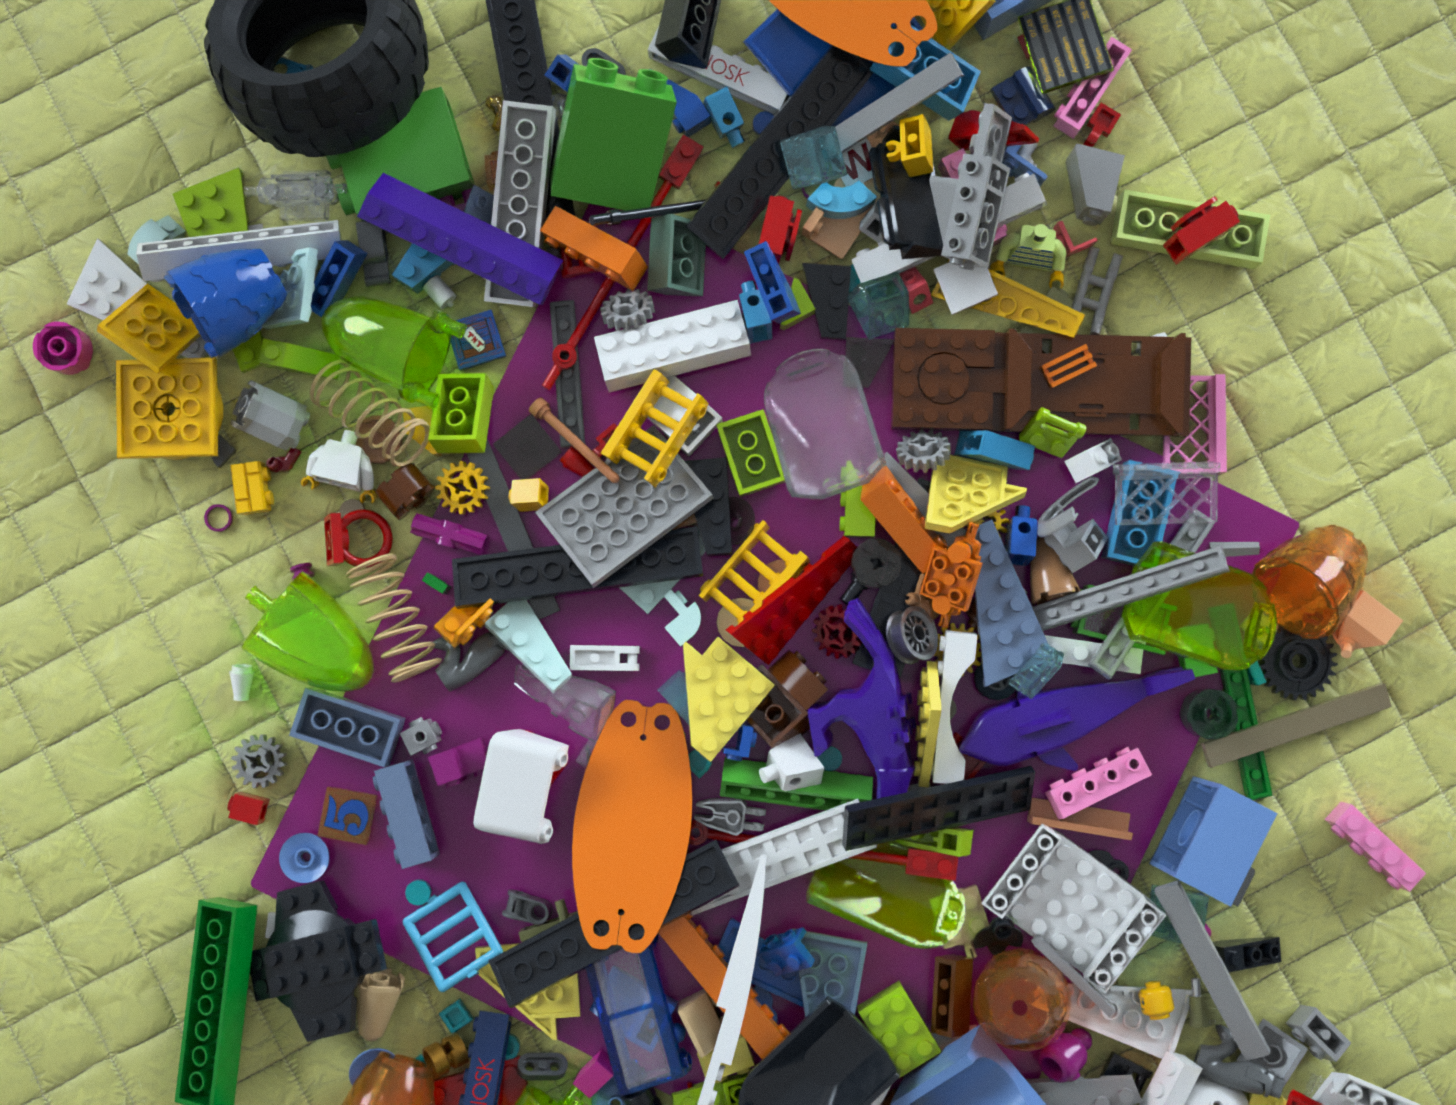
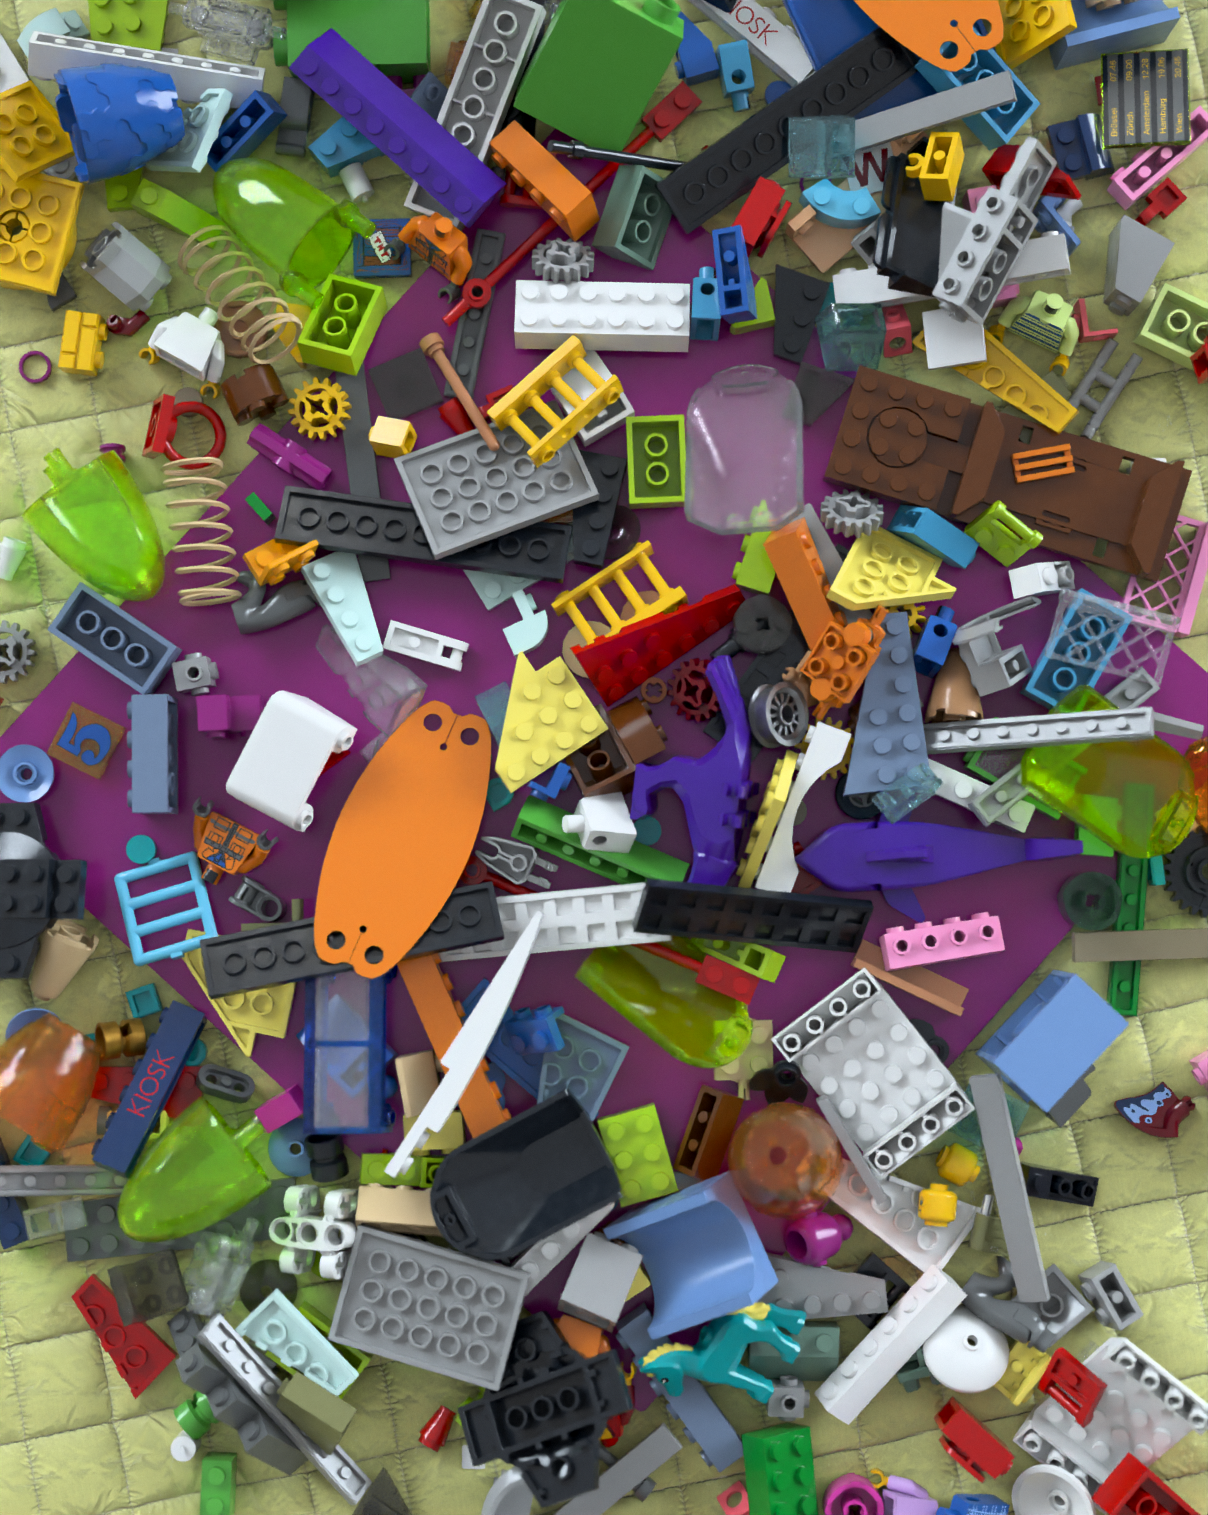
camera: 15 degrees right, 0 degrees up
(487, 868) = (226, 844): none -> torso
(522, 325) = (439, 245): none -> orange torso
(803, 648) = (653, 681): none -> copper bush
(1161, 960) = (957, 1164): none -> yellow head
(1310, 869) = (1156, 1112): none -> dark red arm

